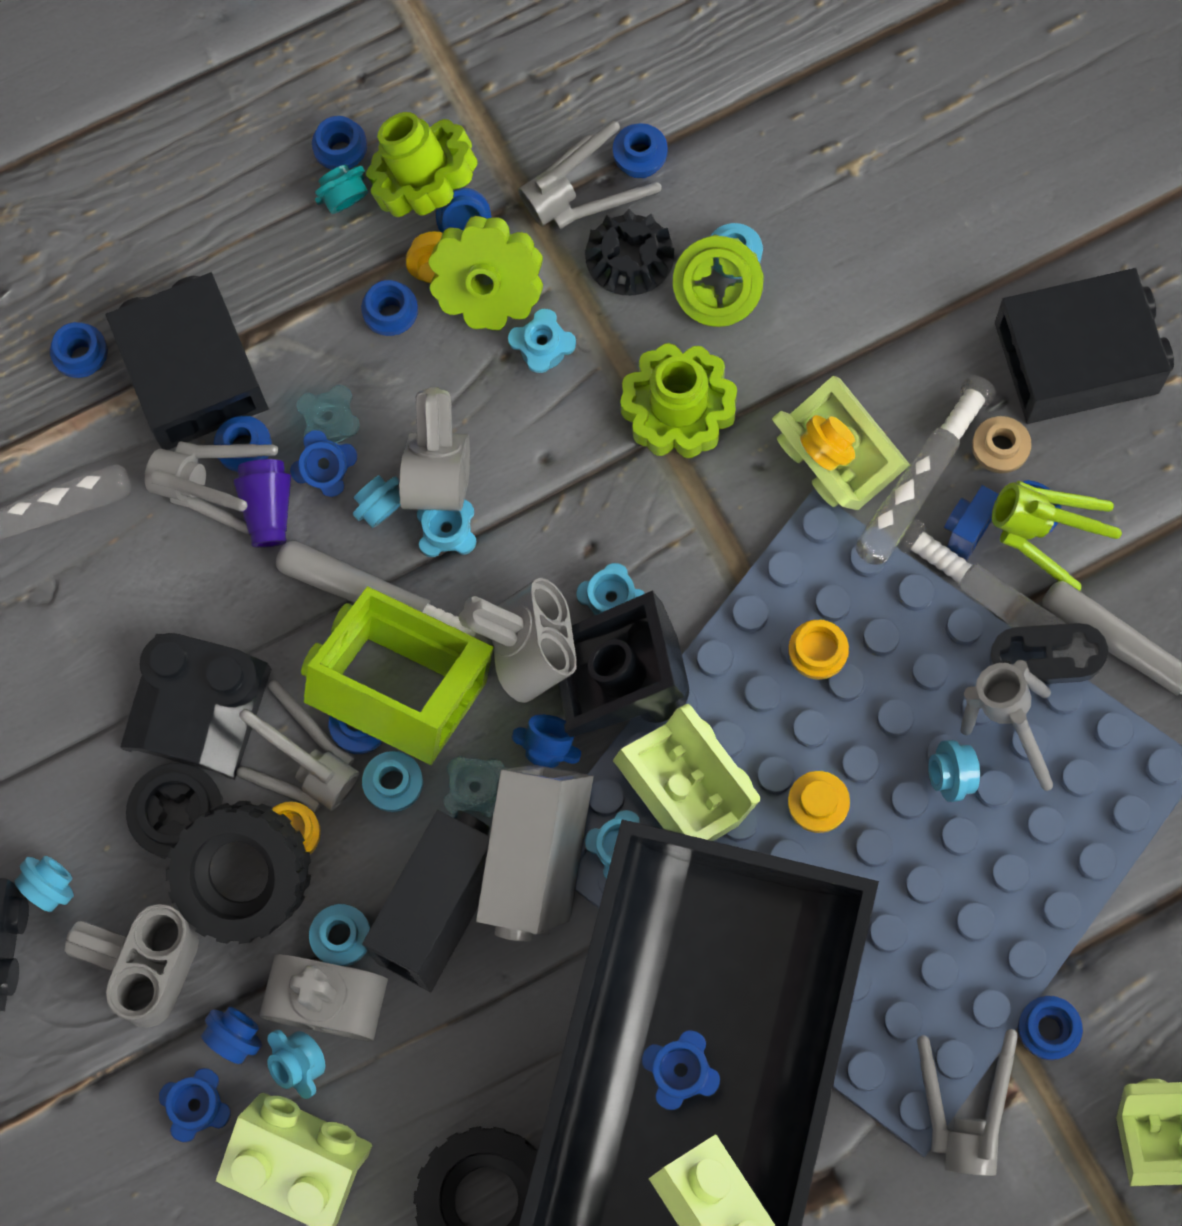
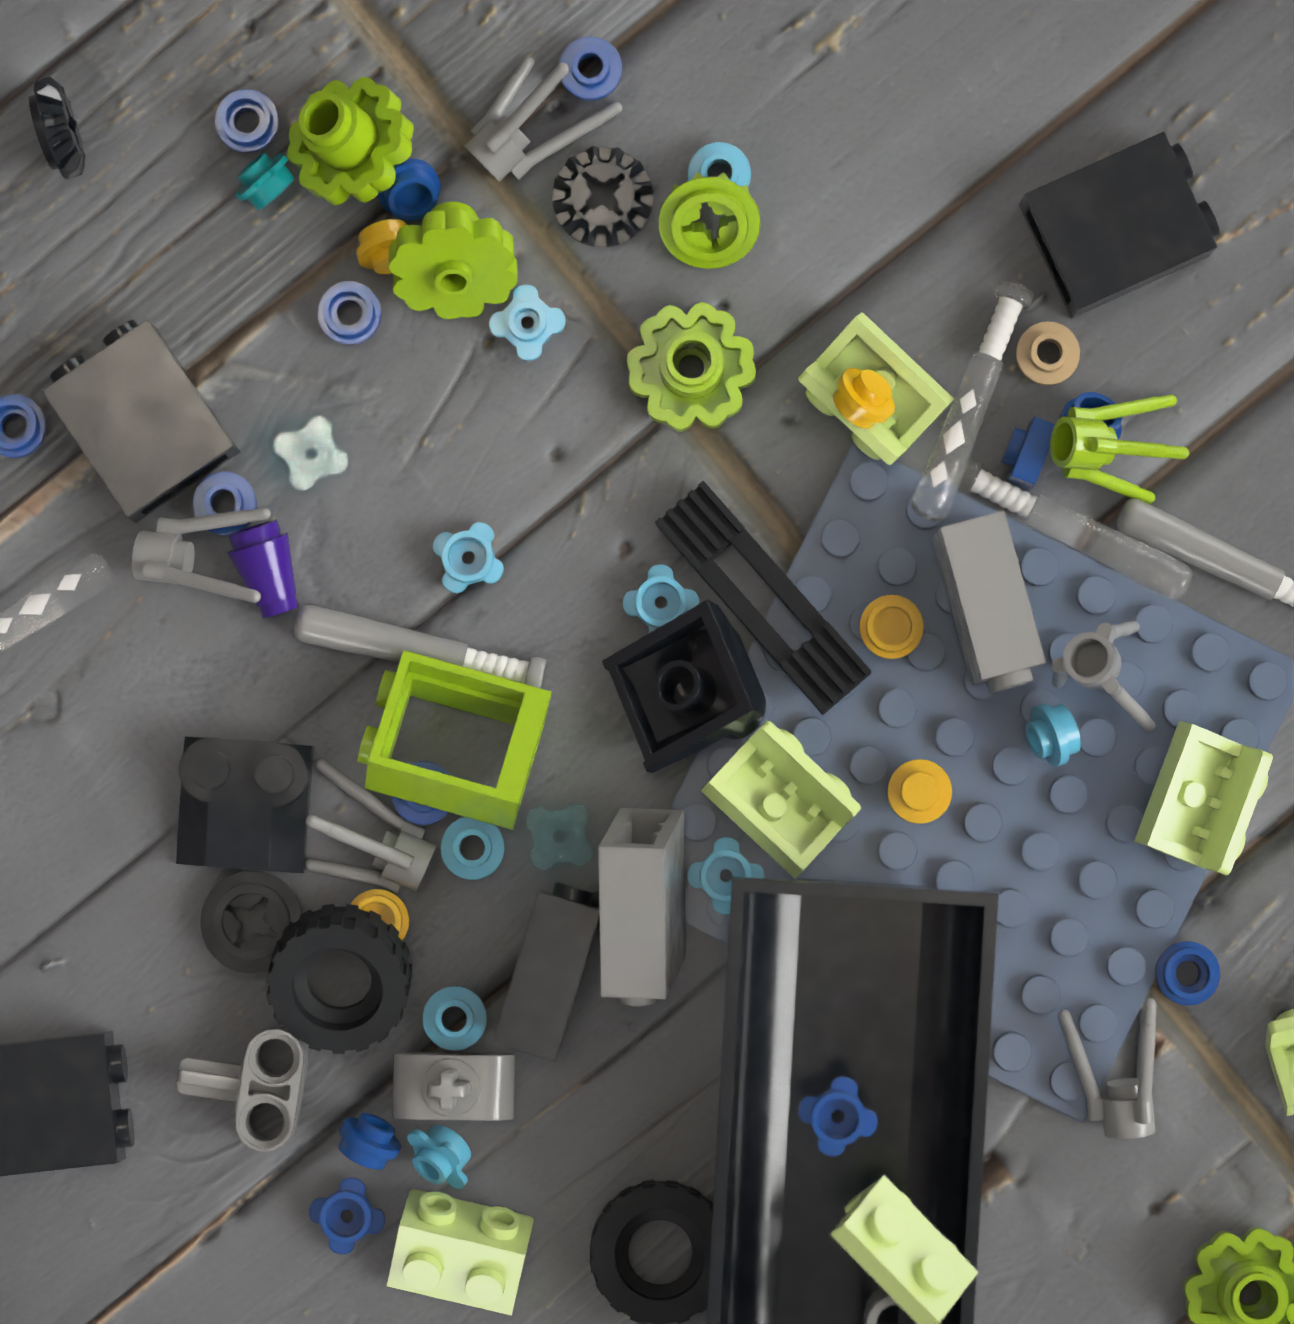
camera: 15 degrees left, 15 degrees up
(44, 883) = (137, 1024): medium azure plate -> none
(176, 115) = (56, 128): none -> black gear
(308, 469) = (319, 528): blue plate -> none
(377, 500) = (389, 543): medium azure plate -> none
(434, 459) = (444, 495): light grey beam -> none
(528, 637) = (586, 672): light grey beam -> none
(546, 741) = (625, 778): blue plate -> none
(748, 672) = (825, 664): none -> black container
(913, 630) = (989, 601): none -> light grey brick
(1054, 638) = (1128, 573): black beam -> none
(1090, 856) = (1204, 798): none -> yellowish green bracket

